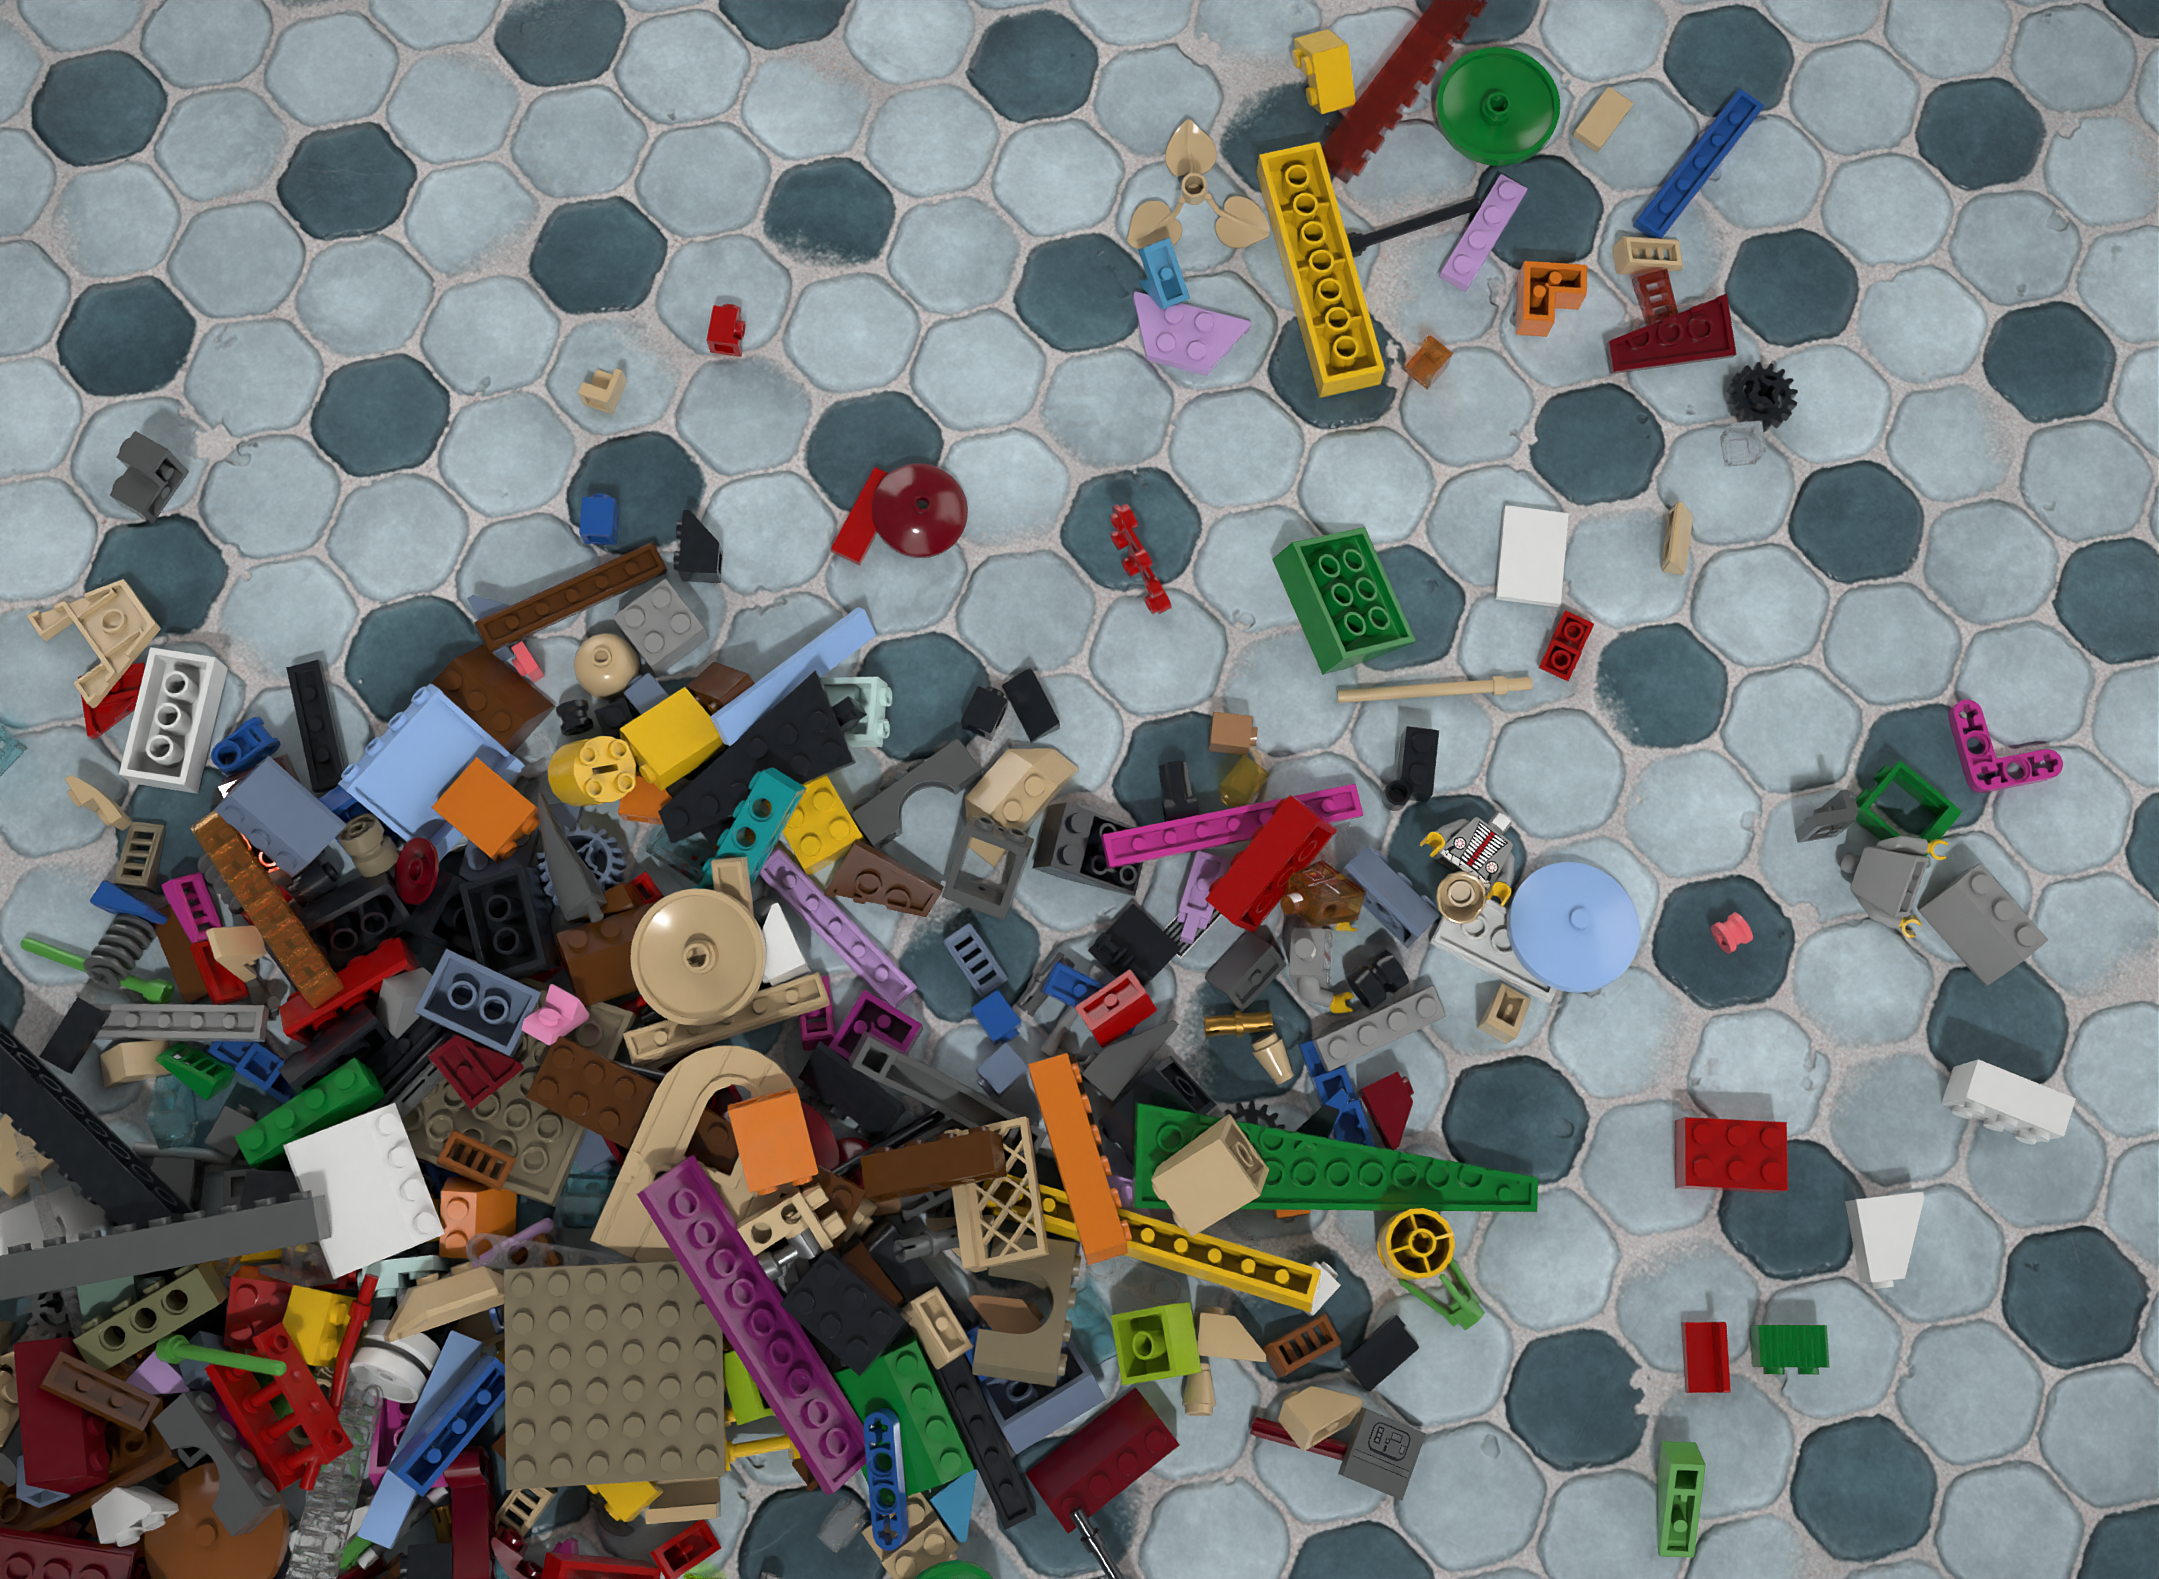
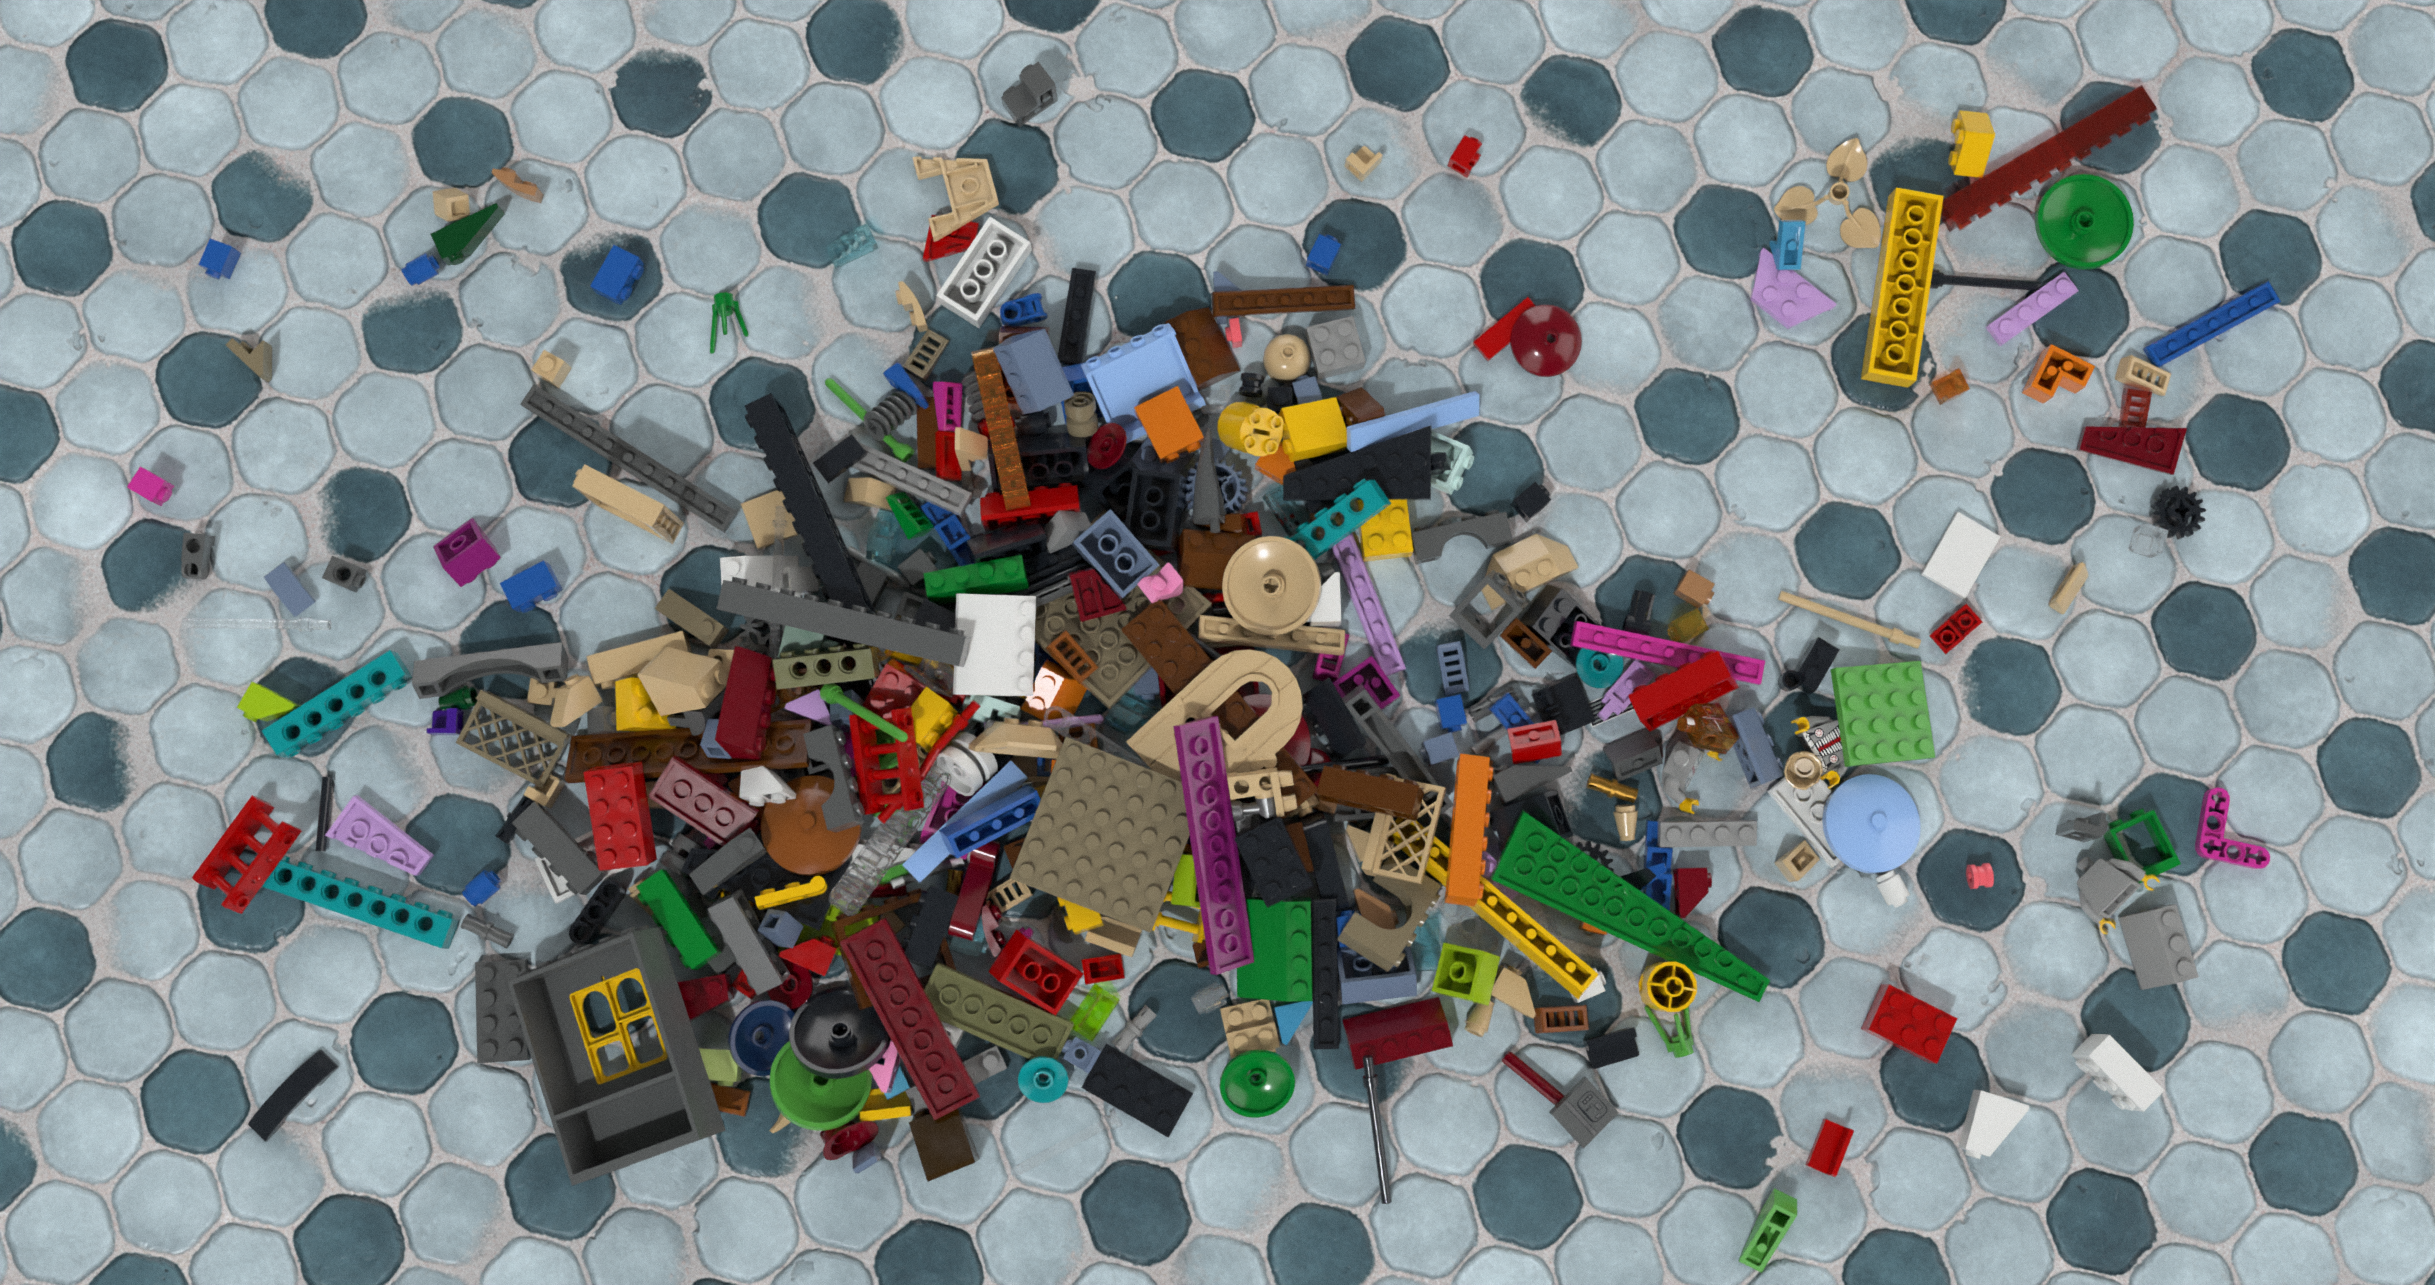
camera: 25 degrees right, 5 degrees up
(99, 1393) = (777, 701): reddish brown plate -> none
(699, 553) = (1383, 305): black slope -> none
(733, 879) = (1316, 543): tan tile -> none
(773, 1141) = (1274, 730): orange panel -> none
(879, 879) = (1414, 587): reddish brown wing -> none
(889, 1479) = (1255, 983): blue beam -> none
(927, 1244) = (1344, 842): dark grey pin -> none
(937, 1328) = (1326, 899): tan slope -> none
(1031, 705) = (1565, 510): black slope -> none
(1050, 890) = (1525, 643): none -> reddish brown slope
(1138, 558) = (1683, 440): red plant -> none
(1170, 882) = (1602, 677): none -> teal dish
(1210, 1177) = (1551, 881): tan slope -> none
(1317, 1414) = (1552, 1067): tan slope -> none
(1342, 599) = (1813, 529): green slope -> none
(1375, 980) = (1721, 799): black wheel -> none
(1525, 786) = (1882, 713): none -> bright green plate
(1603, 119) = (2157, 262): tan tile -> none
(1634, 995) = (1892, 888): none -> white brick
(1789, 1346) = (1889, 1166): green brick -> none

